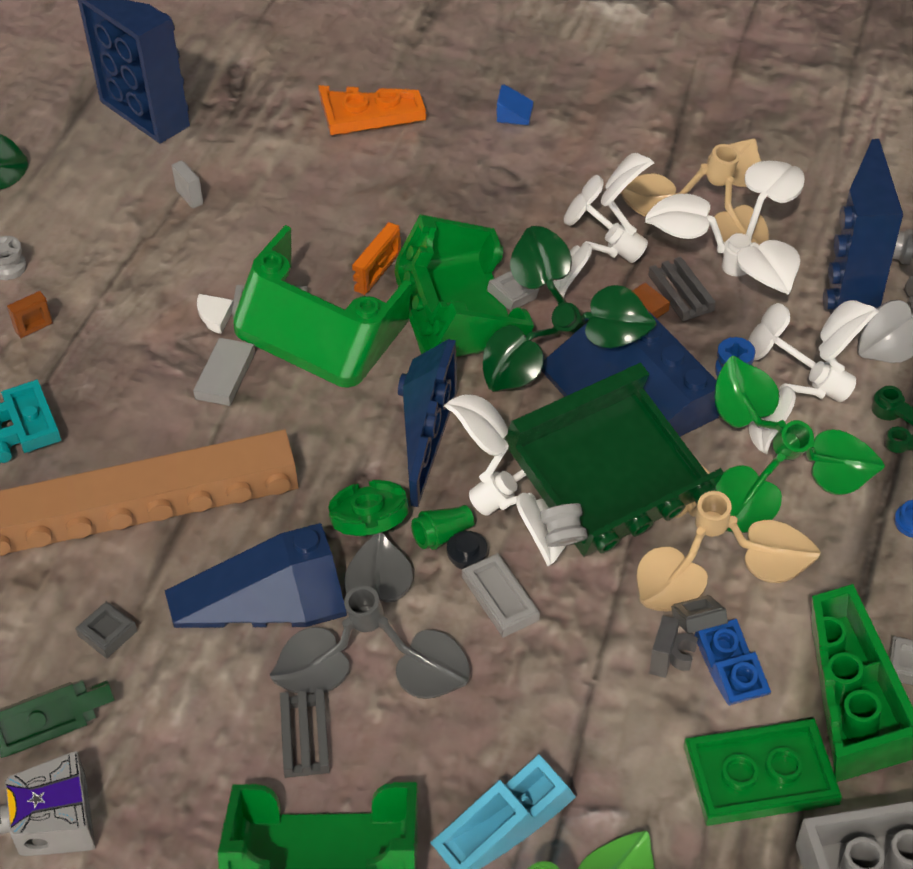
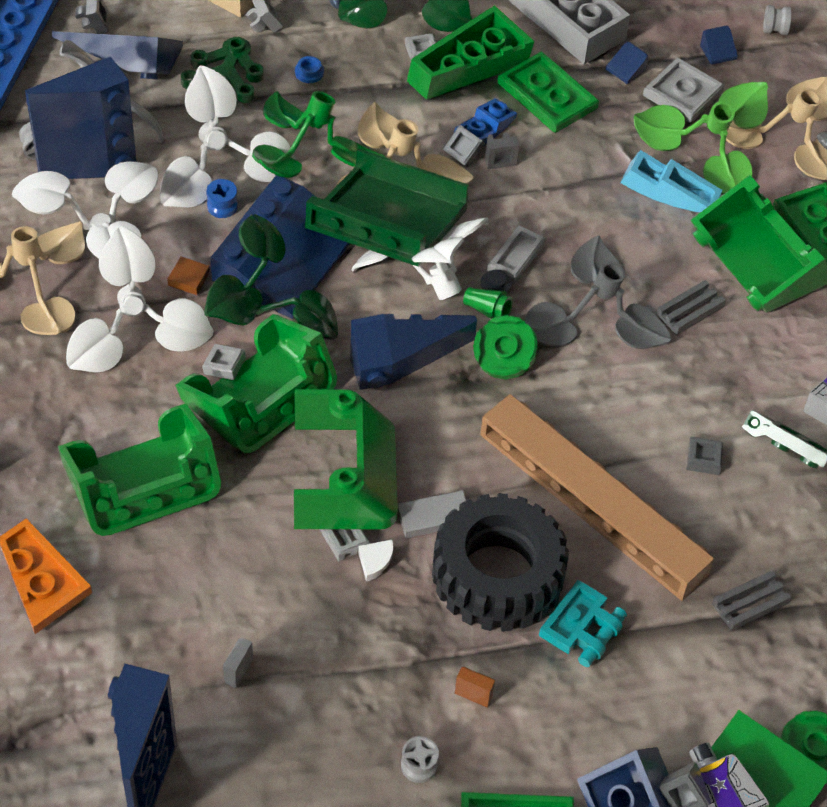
camera: 125 degrees left, 5 degrees up
(127, 405) = (492, 599): none -> black tyre
(273, 582) = (608, 380): dark blue wedge -> none
(376, 258) = (250, 463): orange tile -> none
(422, 173) = (144, 478): none -> green windscreen
(563, 525) = (474, 198): light grey wheel -> none
(687, 286) = (160, 246): flat silver tile -> none

